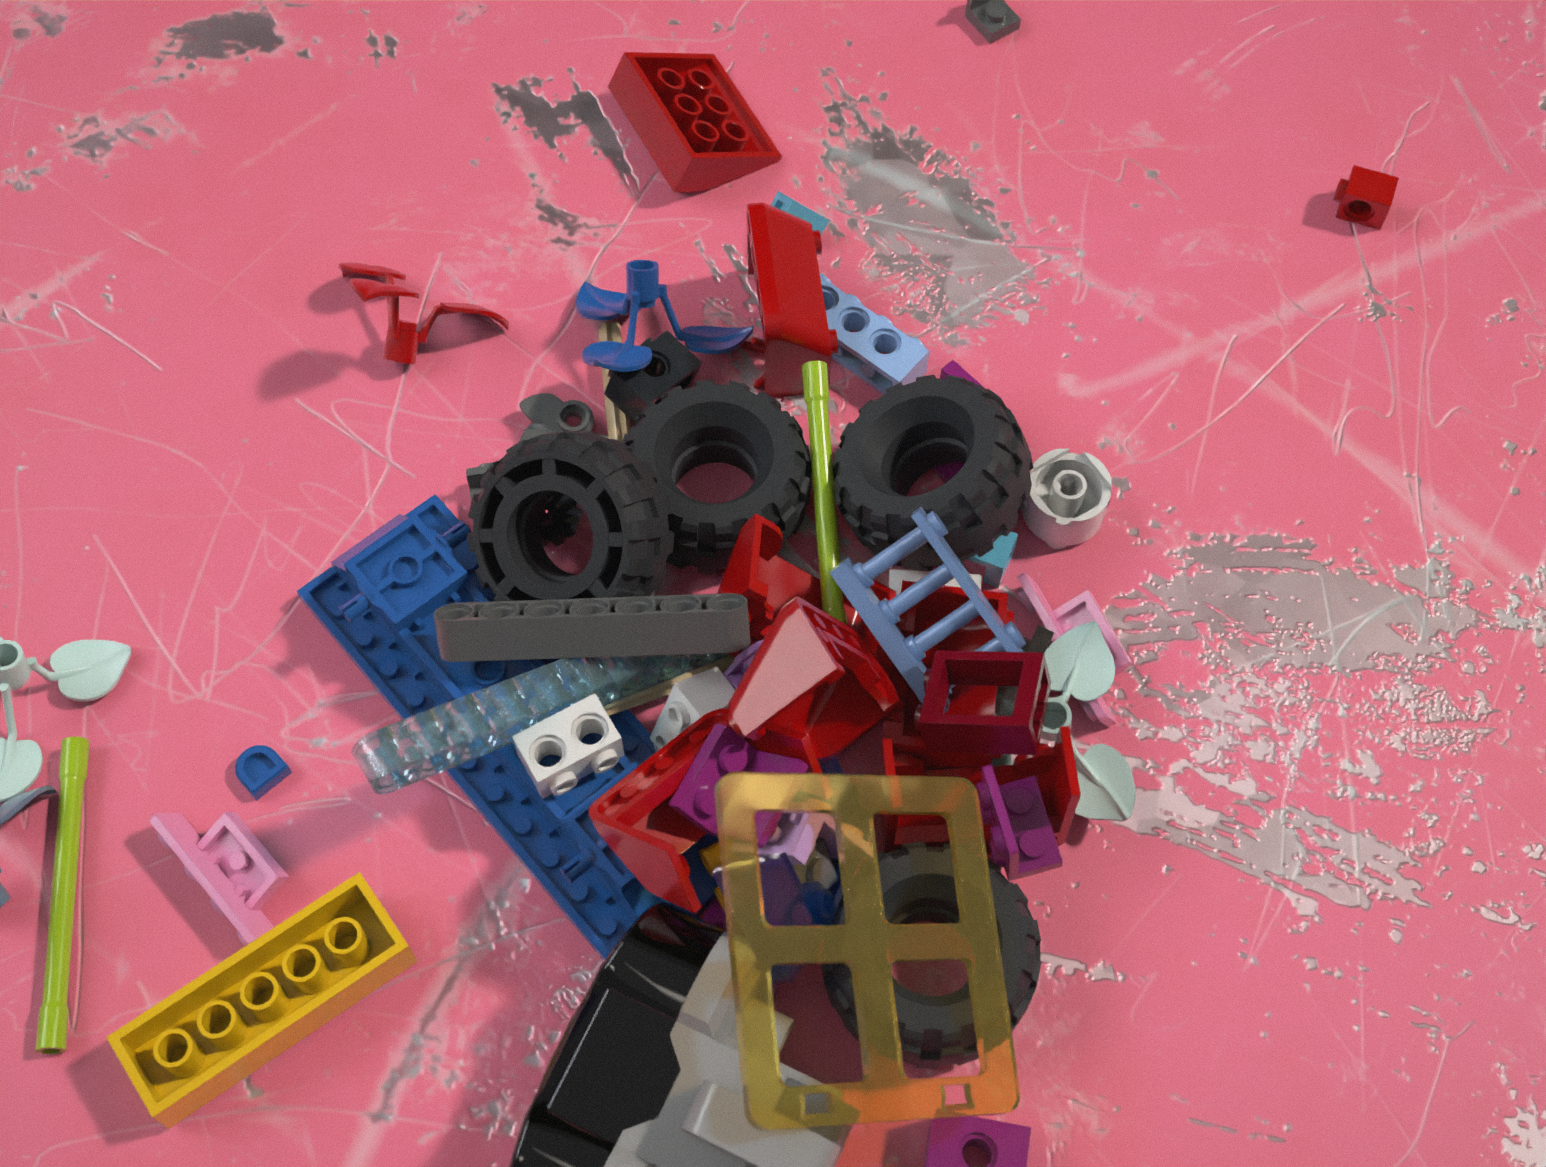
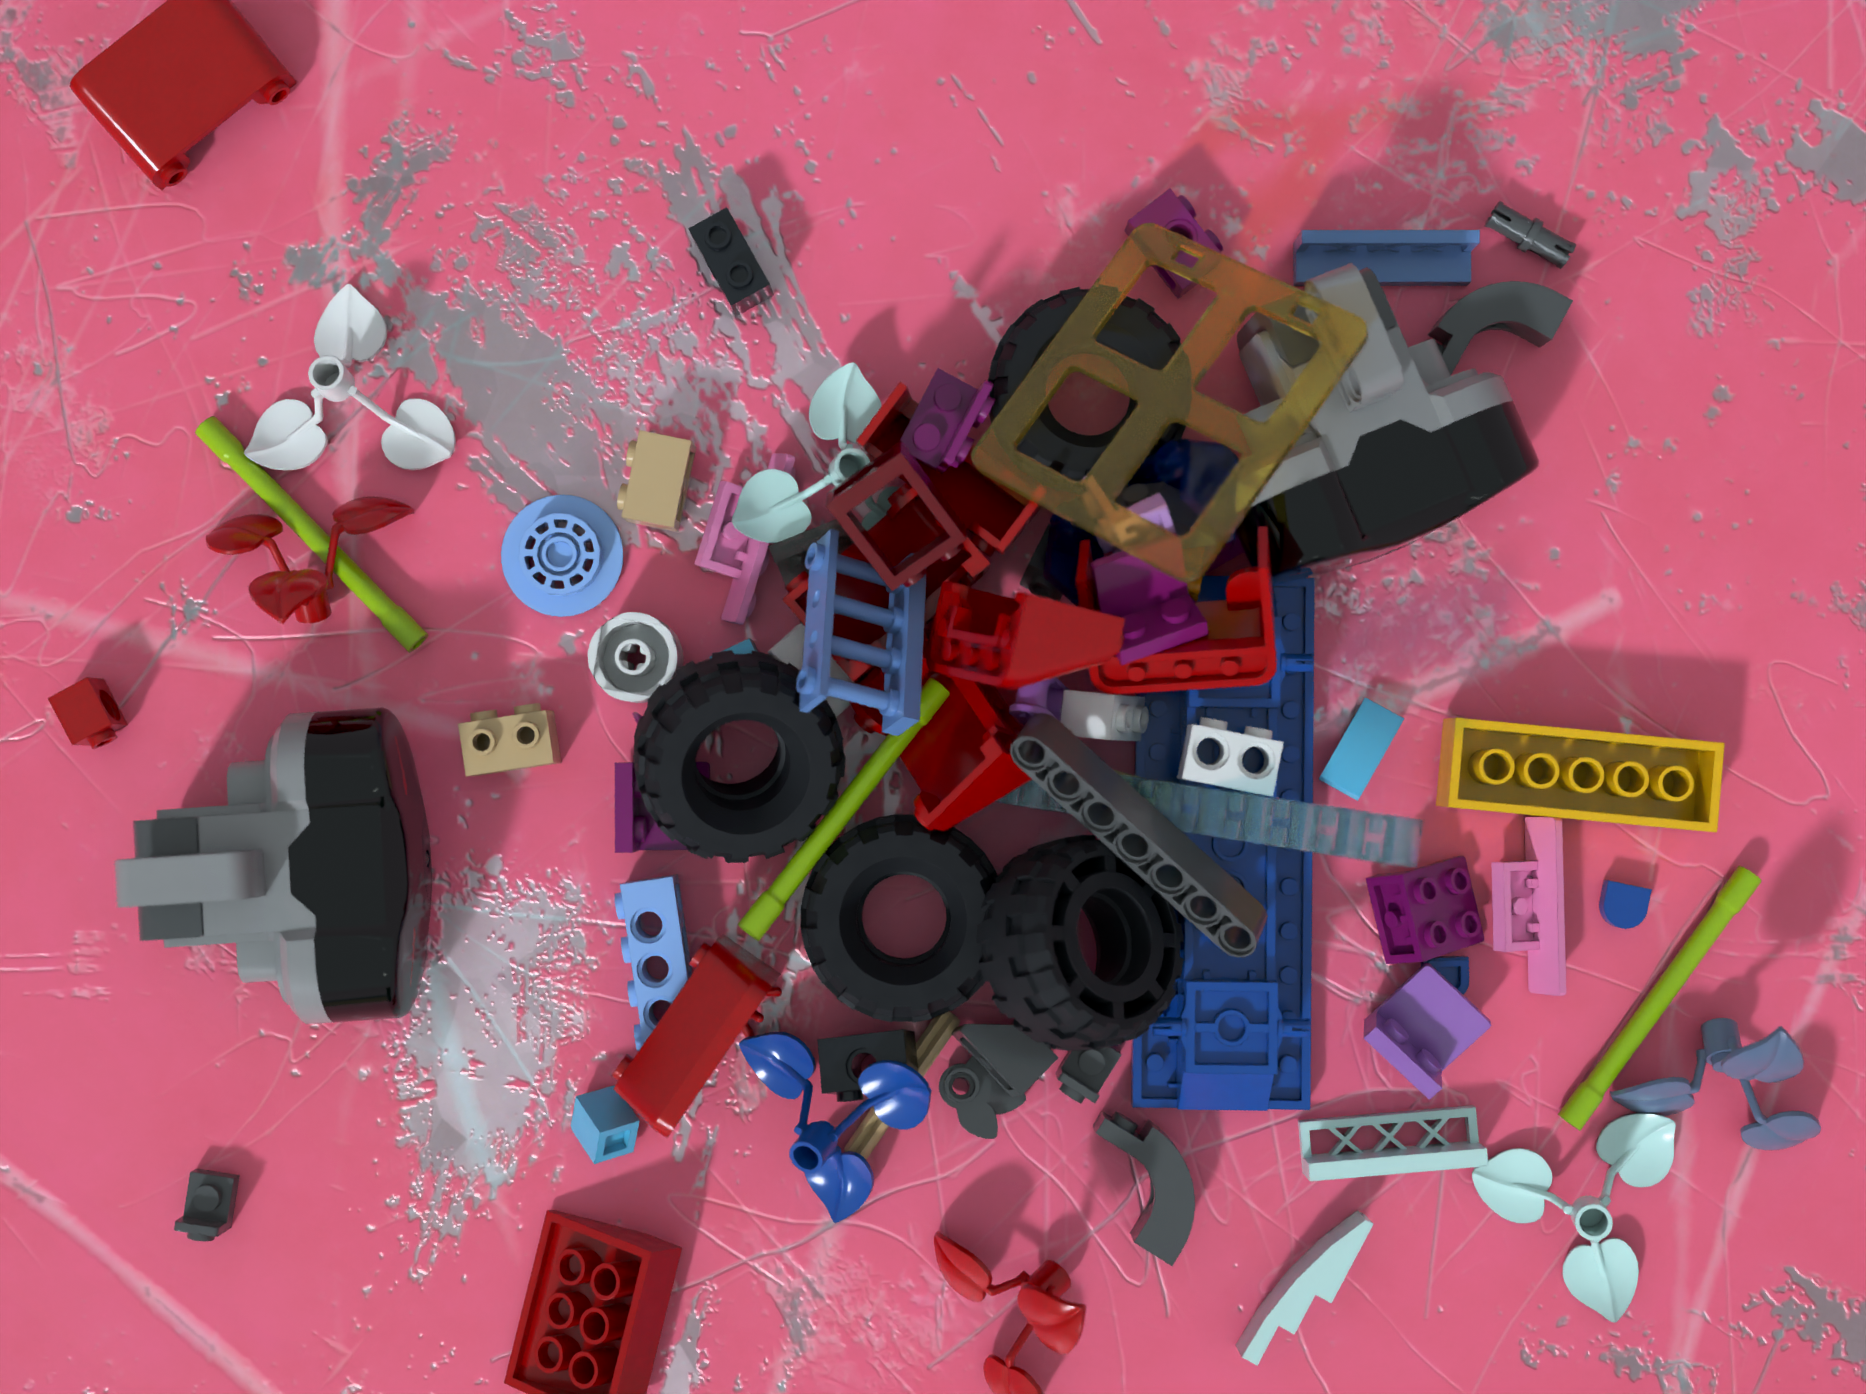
camera: 135 degrees left, 25 degrees up
(148, 940) = (1623, 904): none -> blue tile
(199, 611) = (1391, 1160): none -> light aqua fence
(205, 488) = (1315, 1273): none -> light aqua slope
(249, 706) = (1424, 1028): none -> medium lavender bracket
(311, 802) = (1425, 911): none -> magenta bracket
(376, 475) = (1171, 1203): none -> dark grey arch
(467, 877) = (1361, 749): none -> medium azure slope
(1091, 385) = (509, 742): none -> tan brick
(1139, 207) = (305, 869): none -> piece
(1175, 624) = (657, 480): none -> tan brick
(1189, 519) = (561, 555): none -> light blue wheel
(1291, 824) = (731, 261): none -> black brick
(1334, 325) = (306, 589): none -> red plant
(1441, 452) = (346, 331): none -> white plant
(1465, 414) = (231, 451): none -> lime piece

